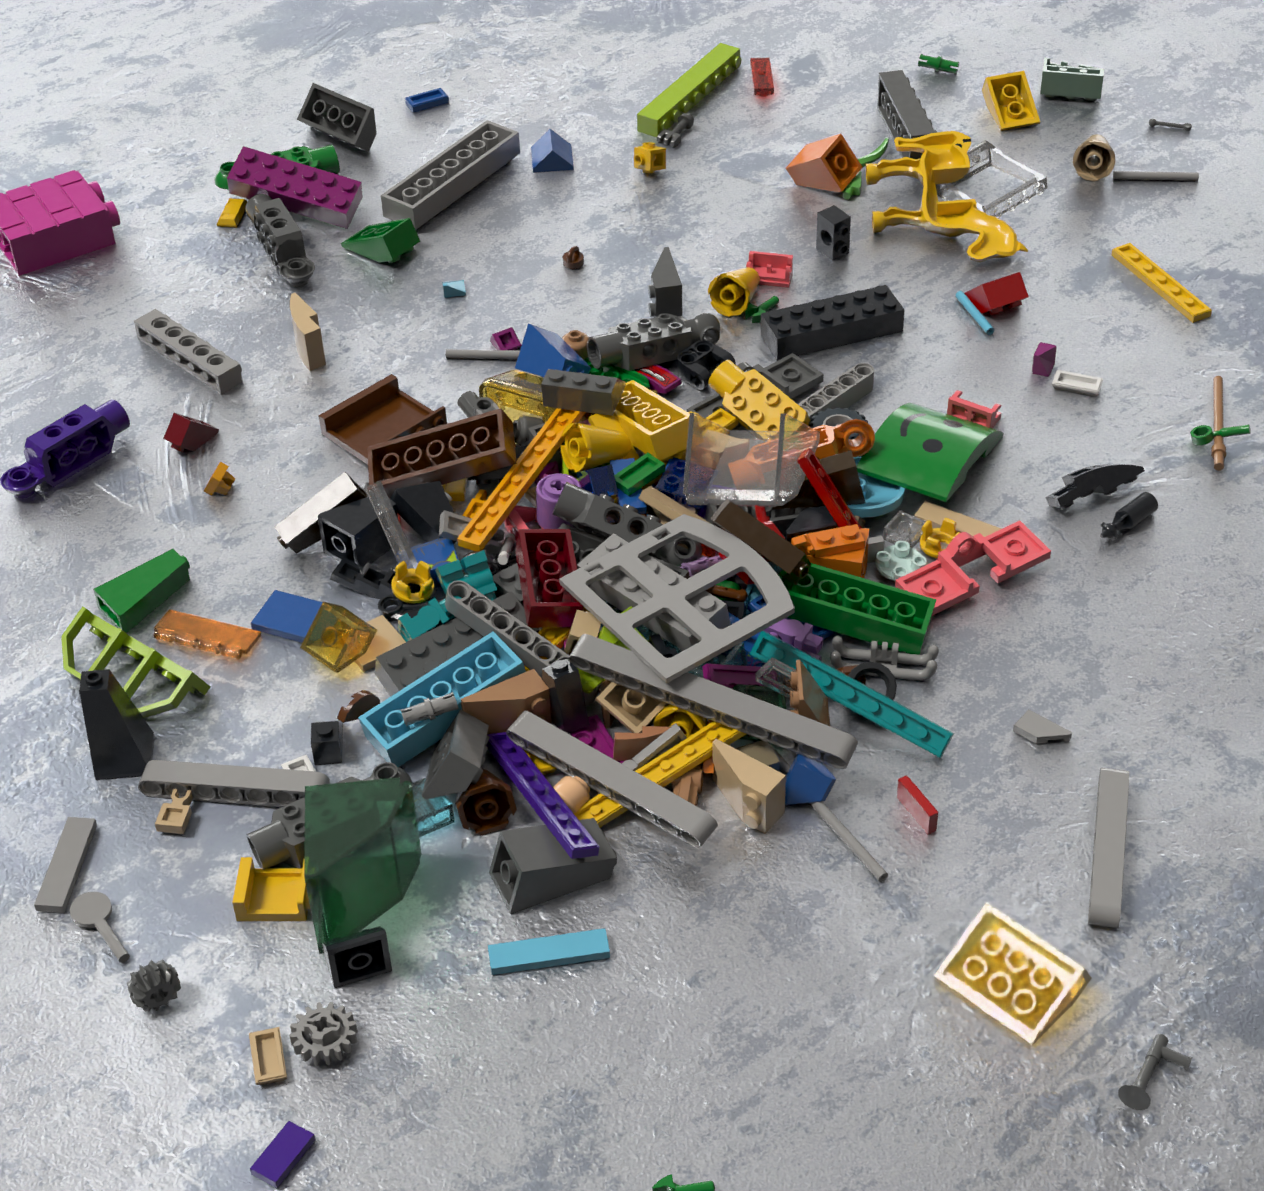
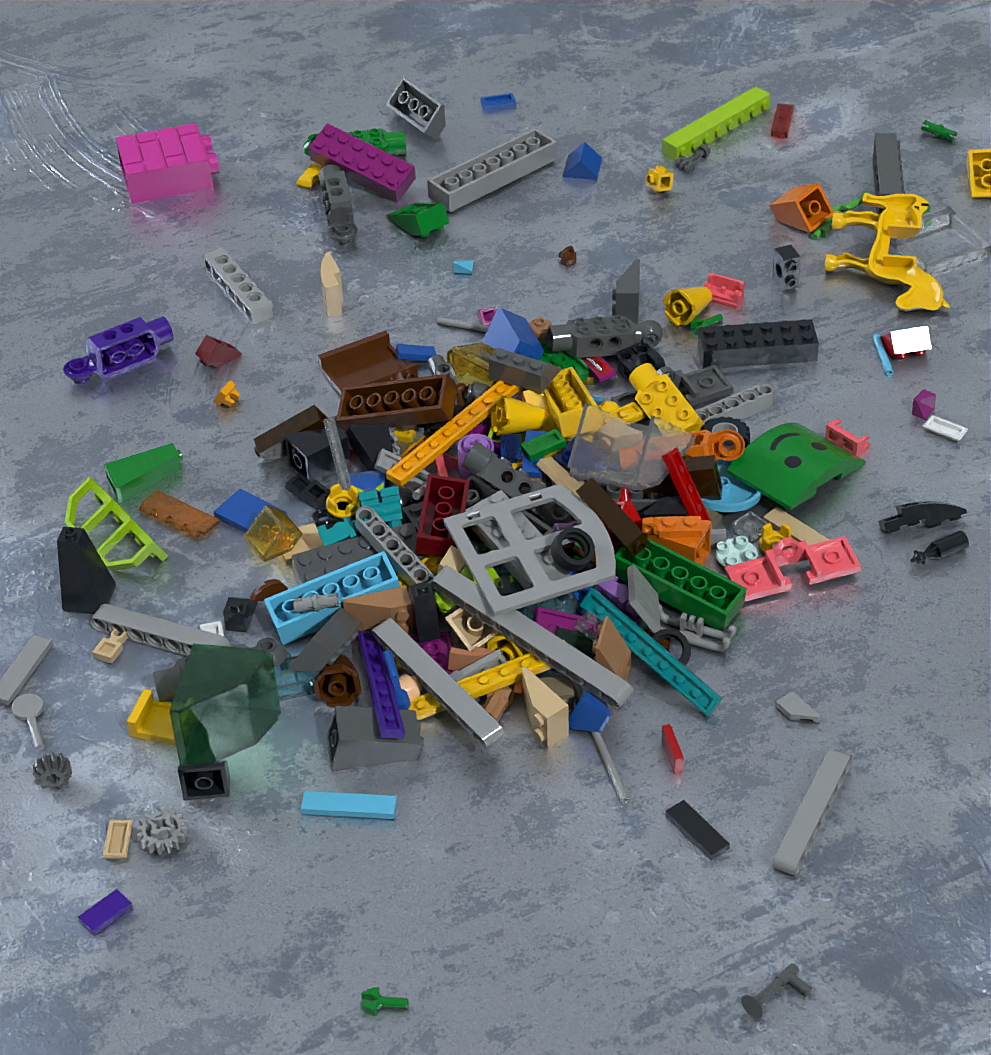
camera: 15 degrees right, 0 degrees up
(435, 394) = (414, 352): none -> blue tile
(555, 780) = (401, 695): none -> blue piece
(743, 576) = (563, 559): none -> black tyre
(825, 632) = (643, 598): none -> light grey tile
(977, 892) = (697, 829): none -> black tile
(1012, 974) = (694, 894): clear yellow slope -> none

